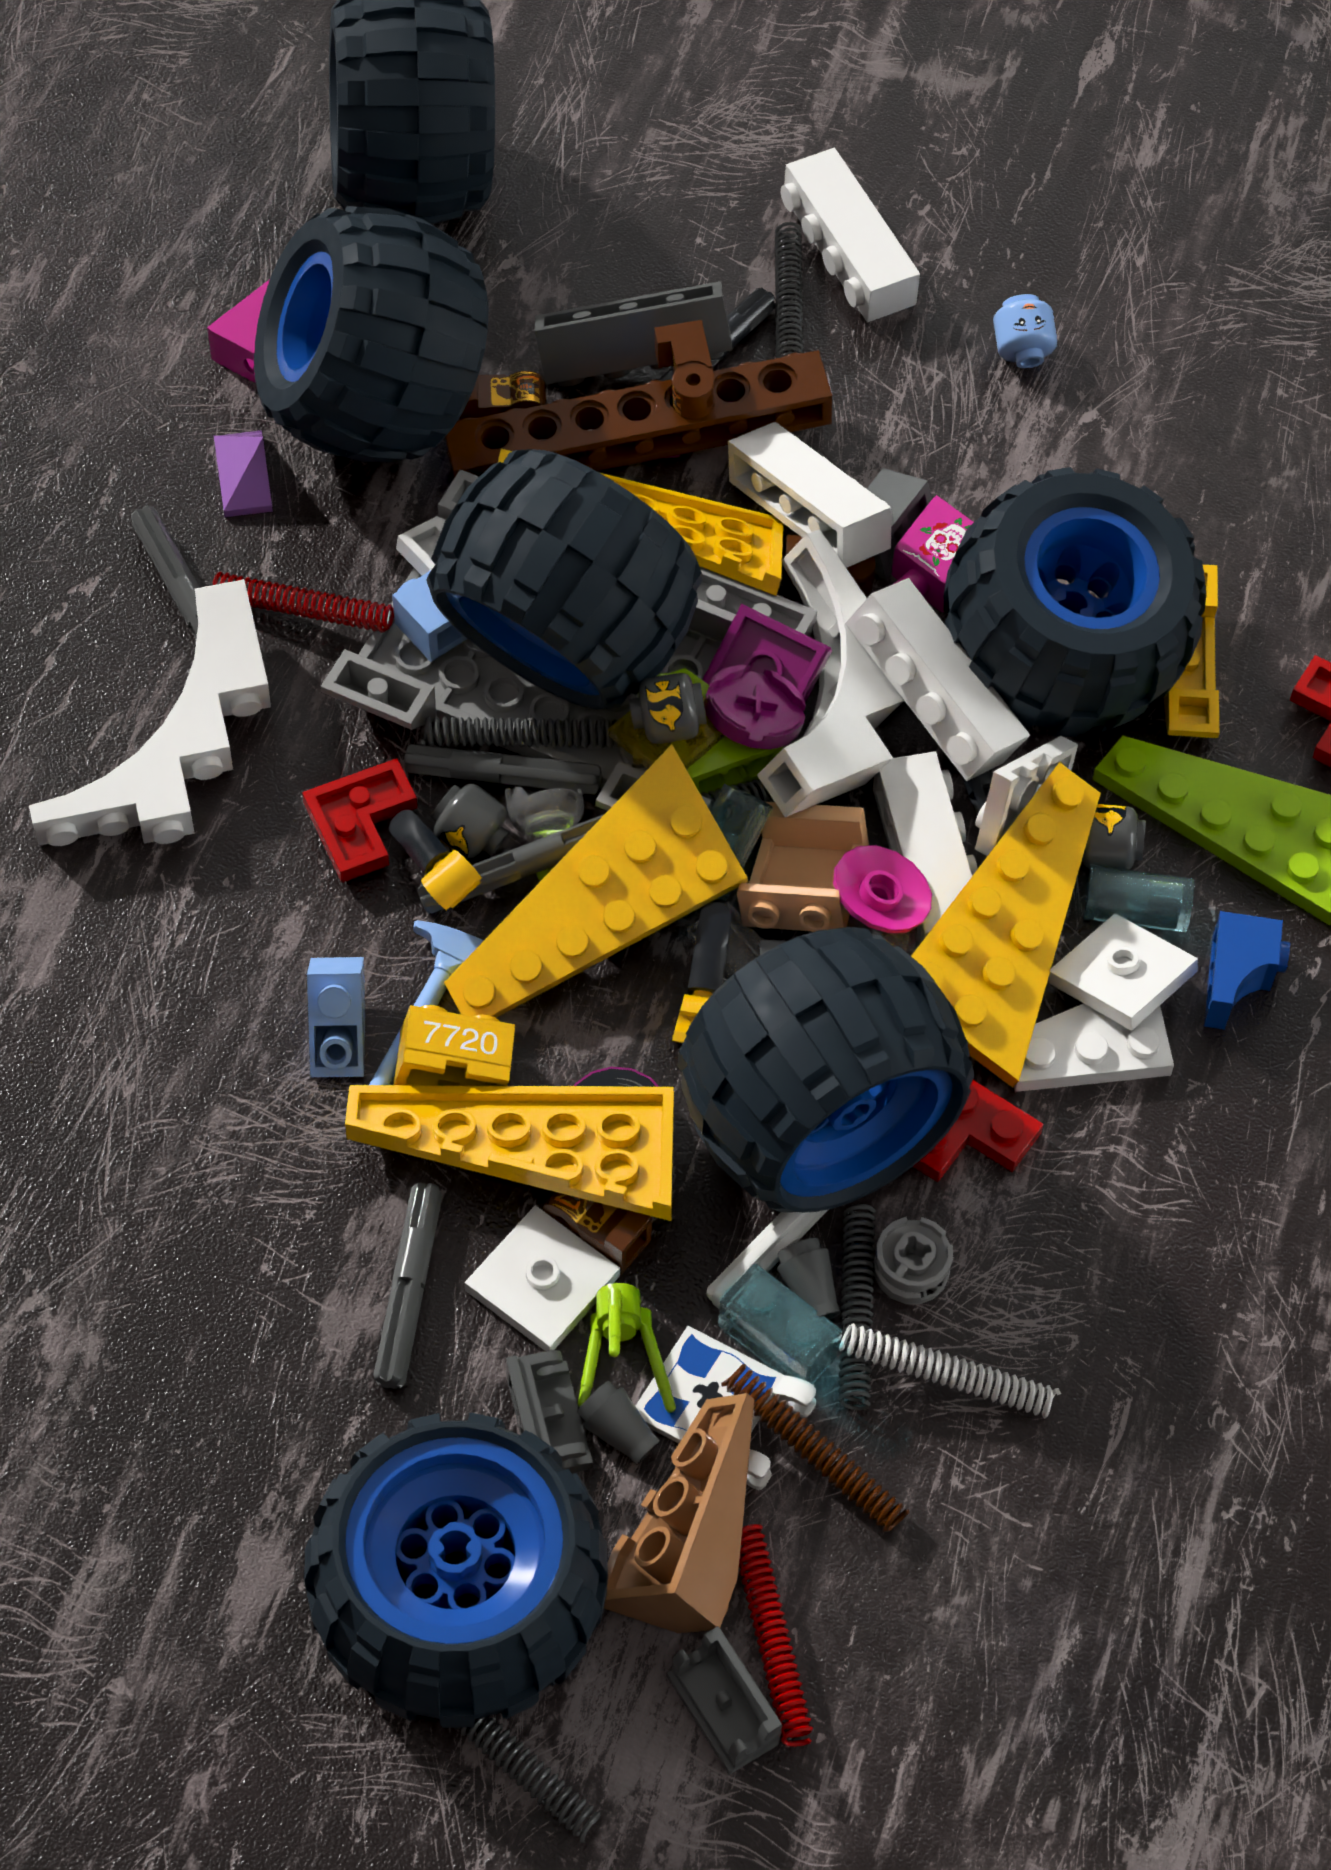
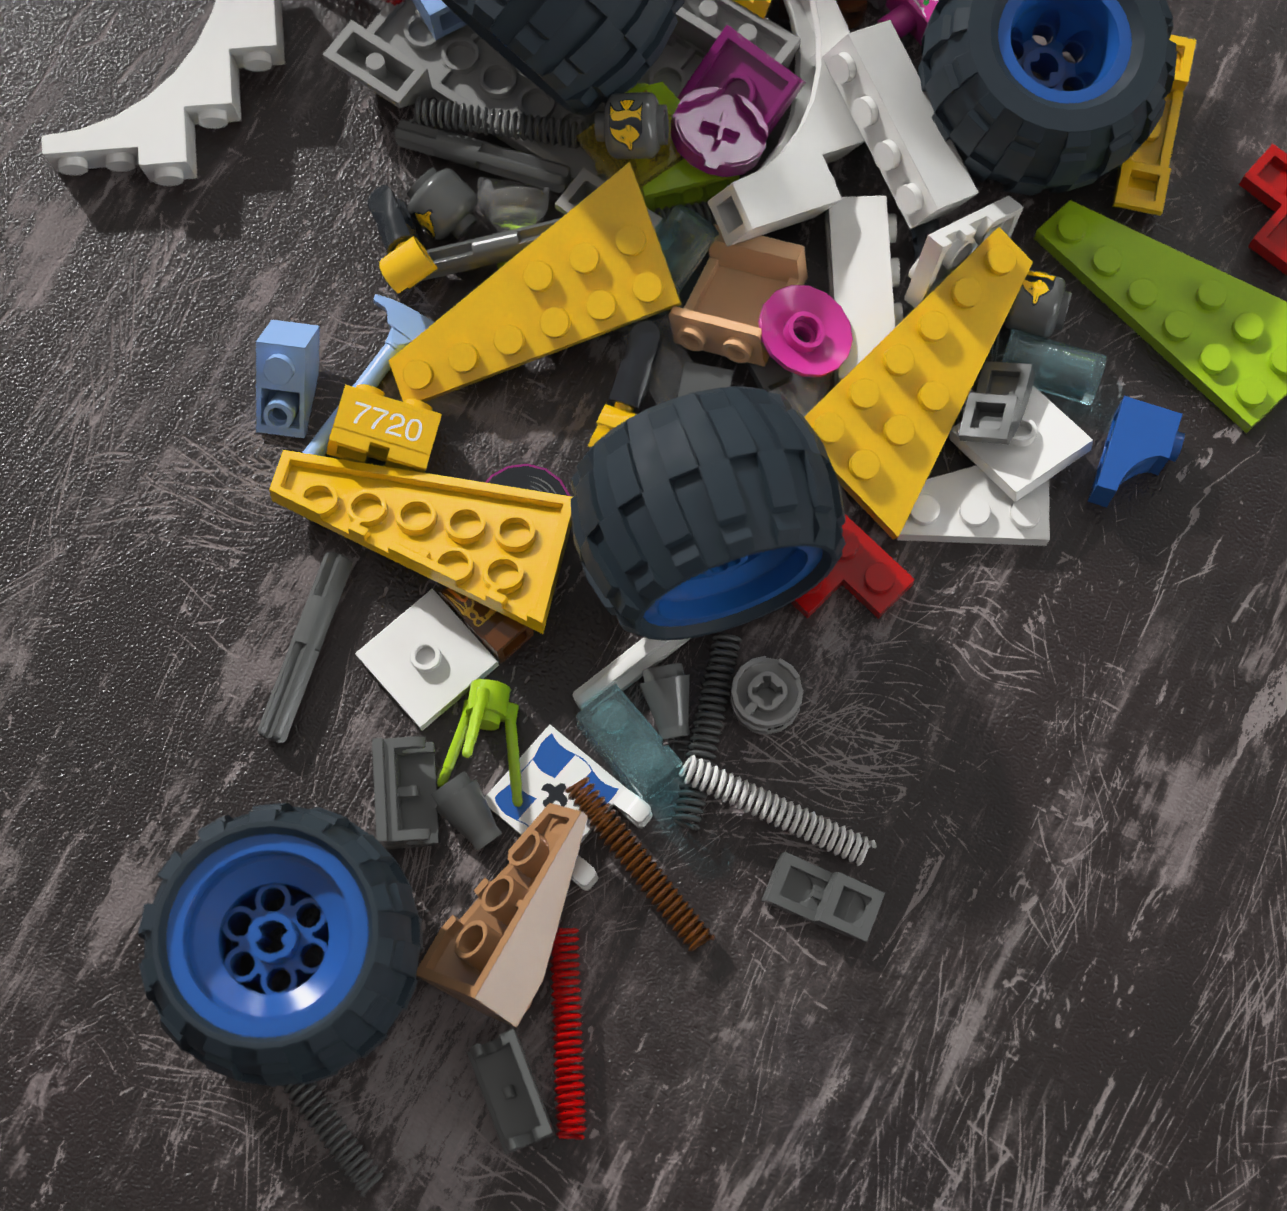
camera: 15 degrees right, 15 degrees up
(347, 812) = (334, 175): red plate -> none
(1014, 1456) = (823, 897): none -> dark grey slope
(1093, 935) = (998, 404): none -> dark grey slope

